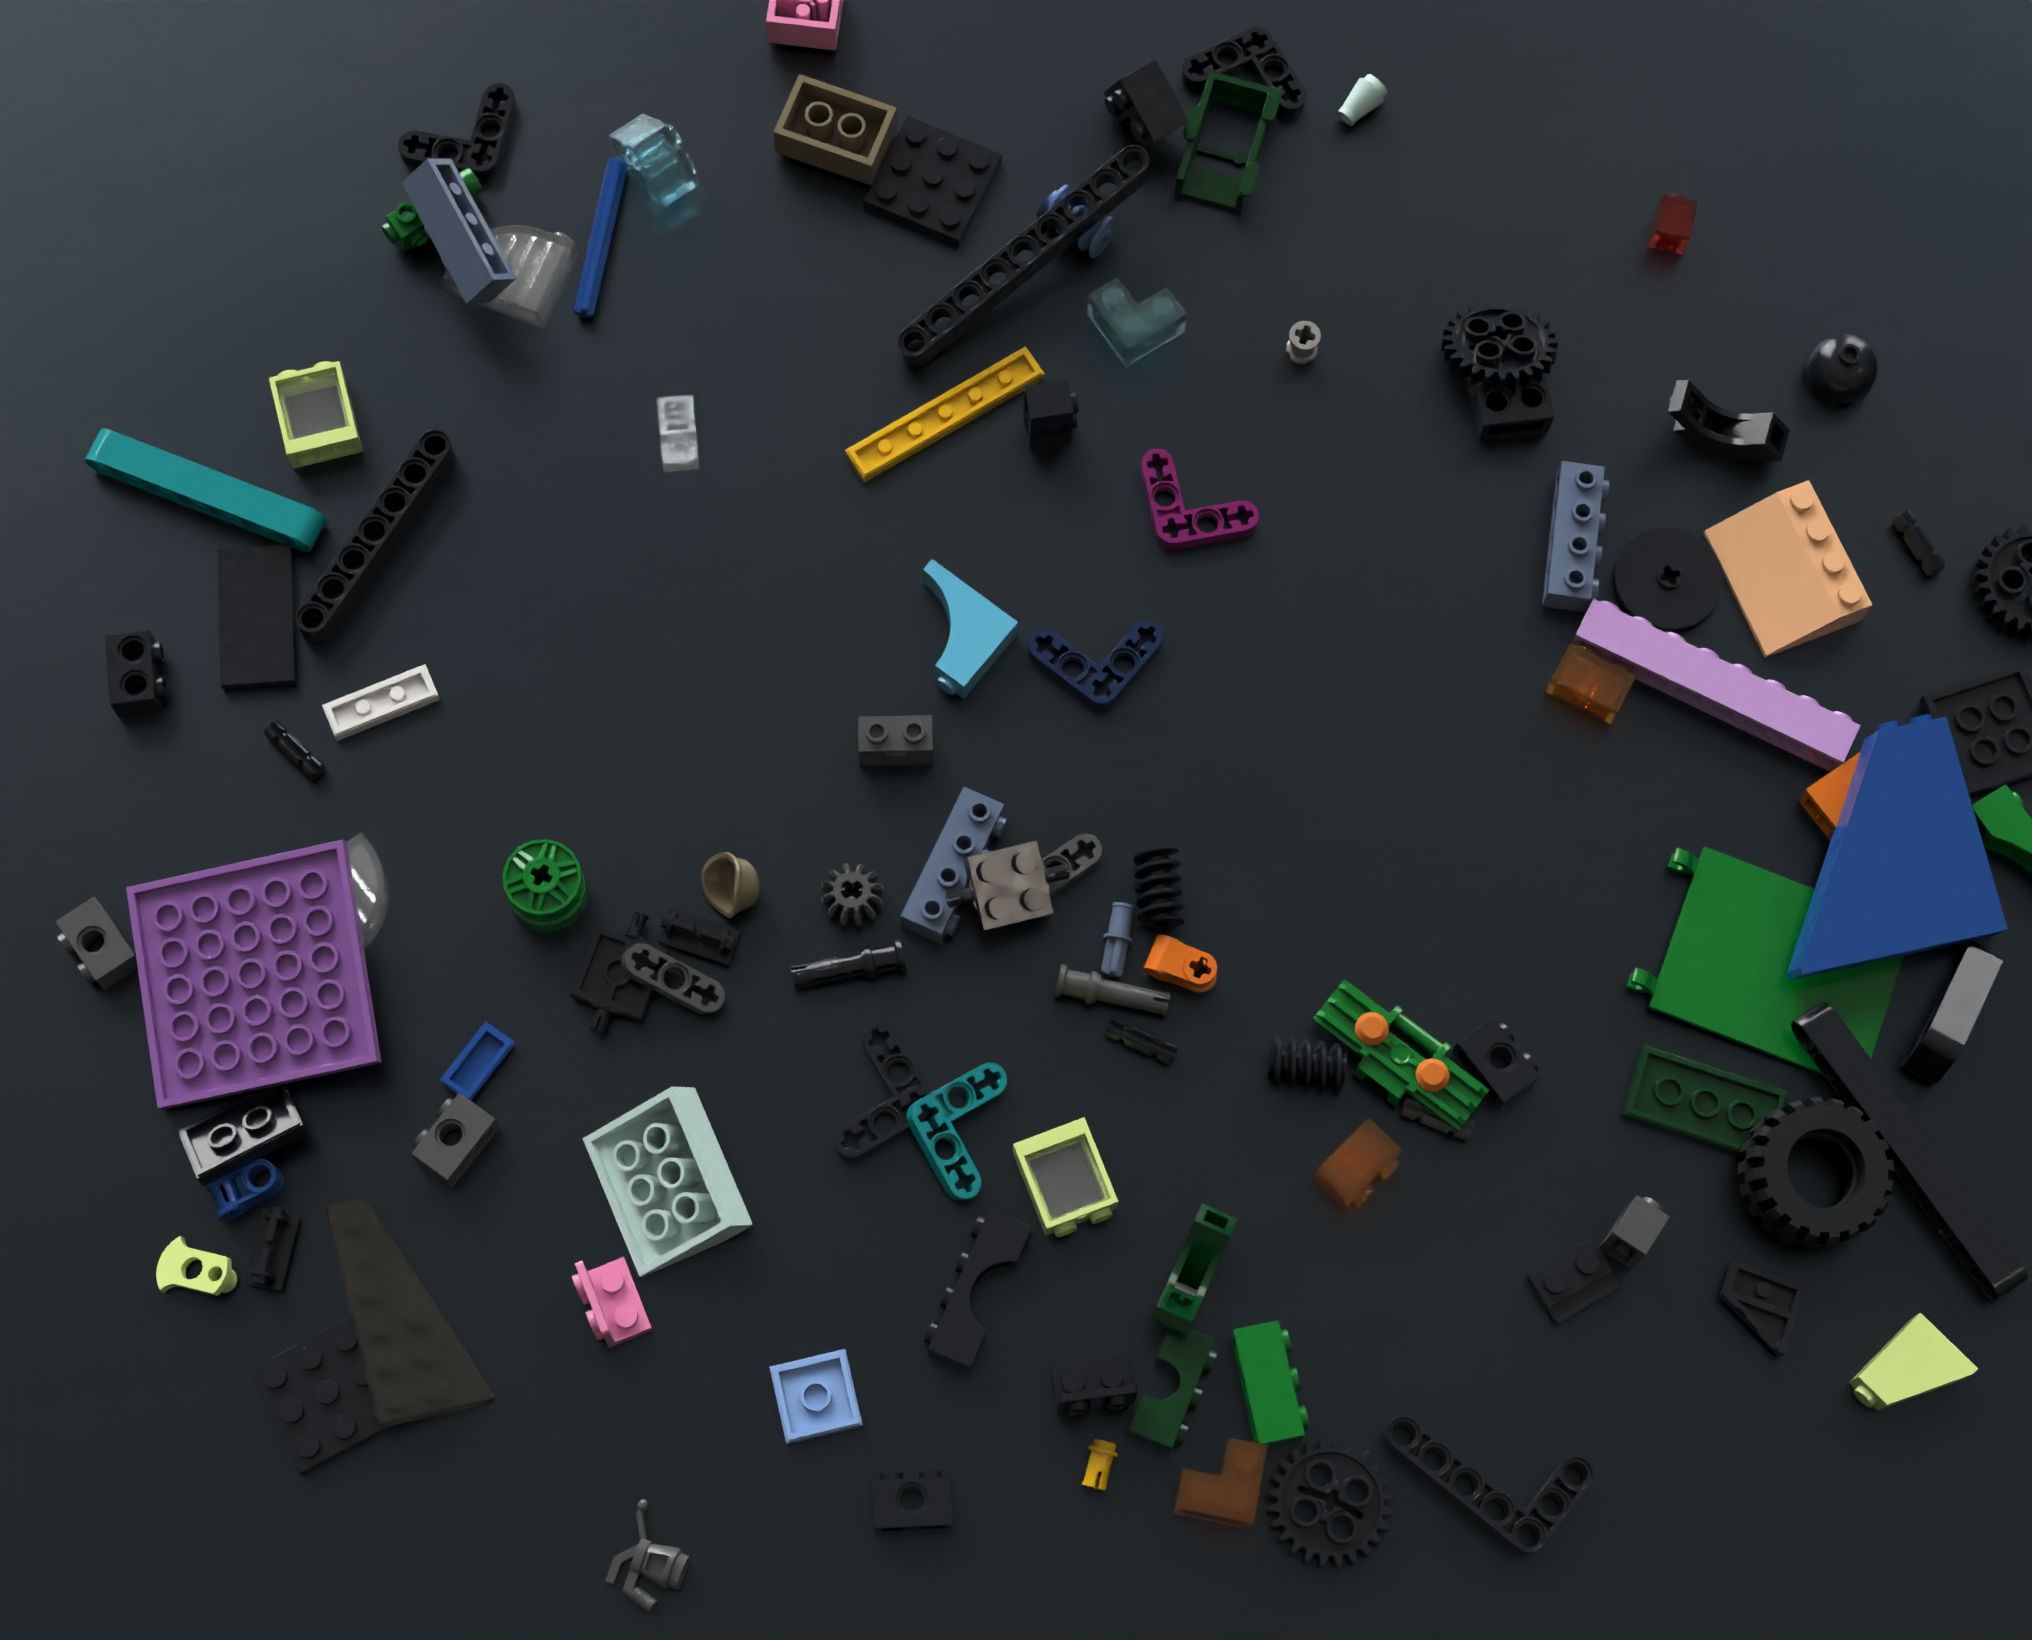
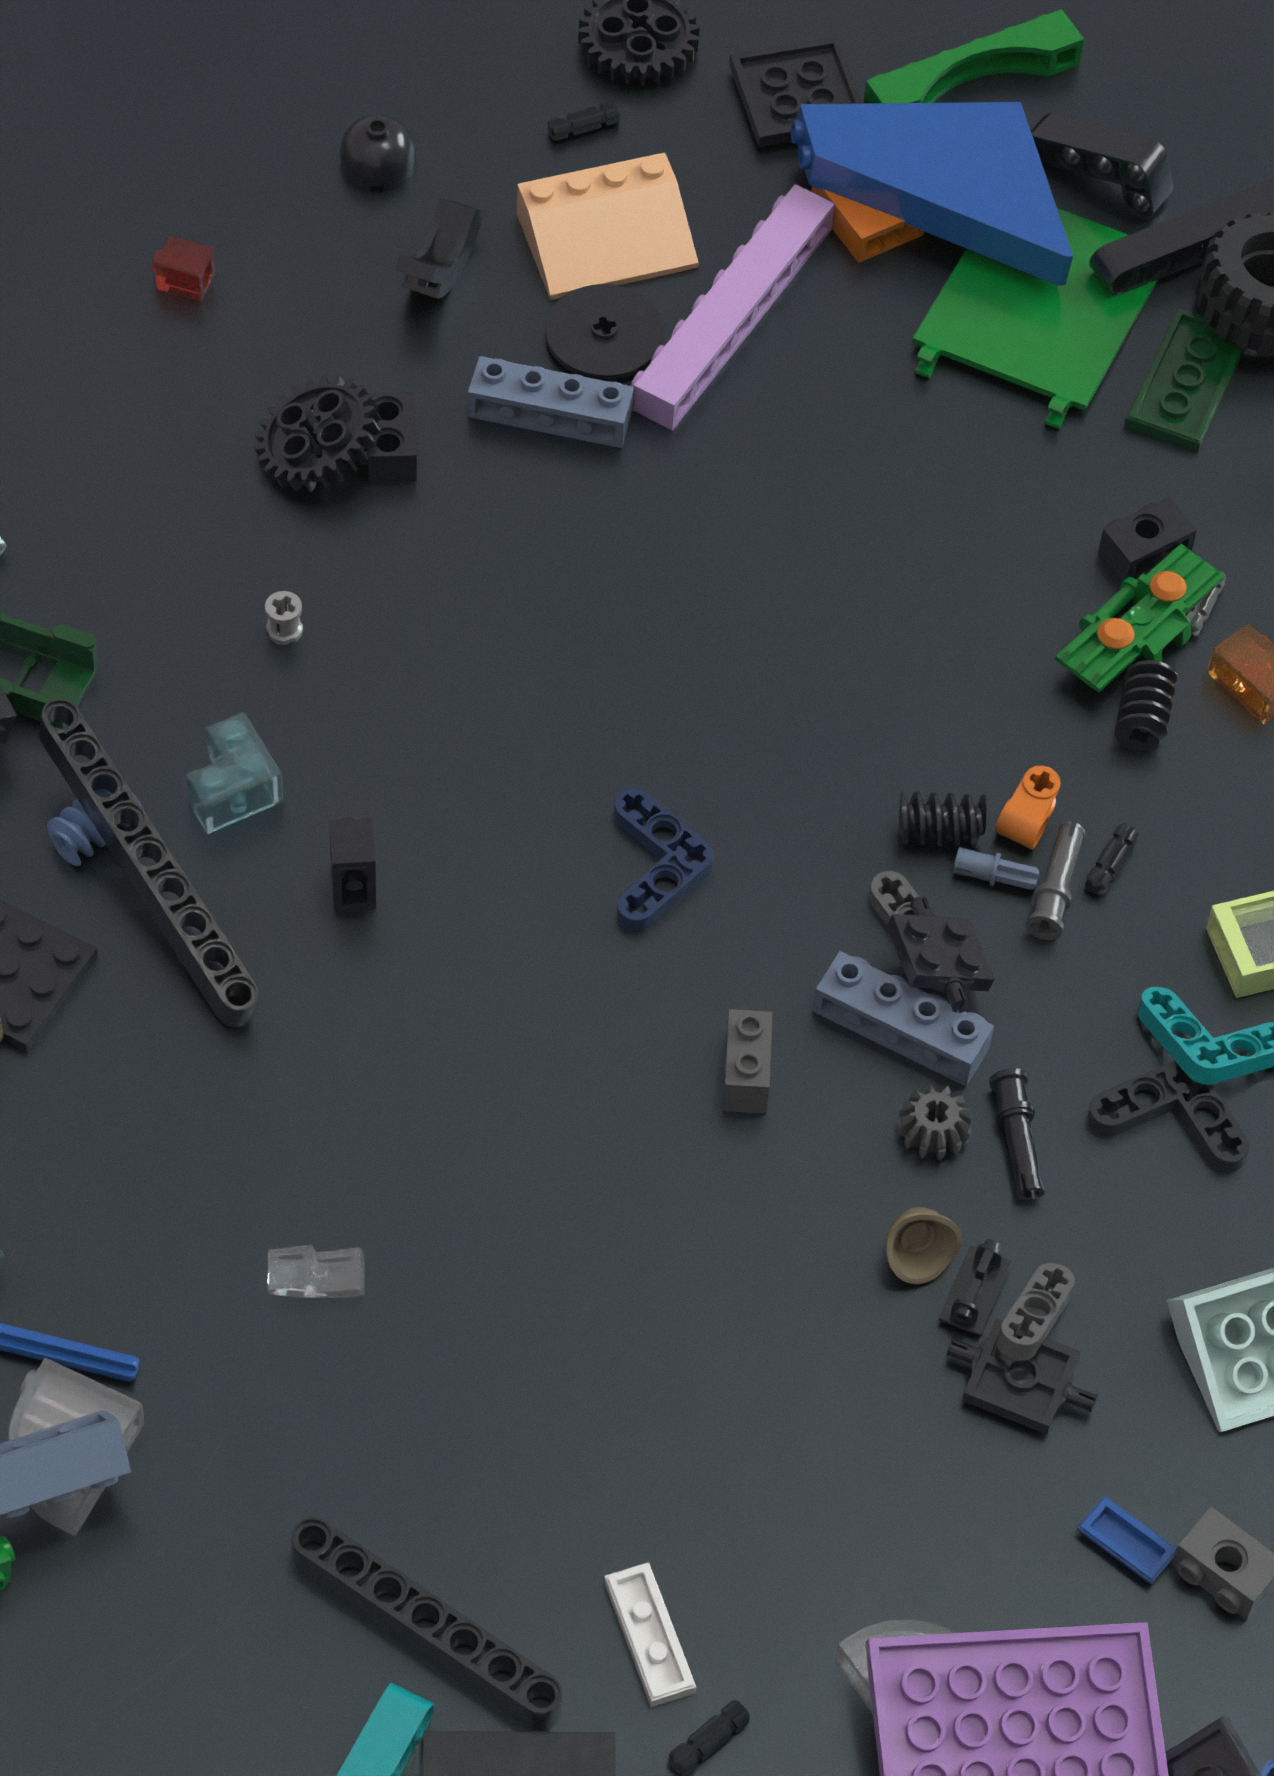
camera: 85 degrees left, 15 degrees down
(315, 414) = (237, 1691): window -> none
(551, 904) = (913, 1462): green wheel -> none
(944, 414) = (325, 987): yellow tile -> none
(976, 635) = (617, 973): medium azure arch -> none
(1178, 517) = (481, 764): magenta beam -> none
(1591, 682) = (723, 407): clear orange brick -> none

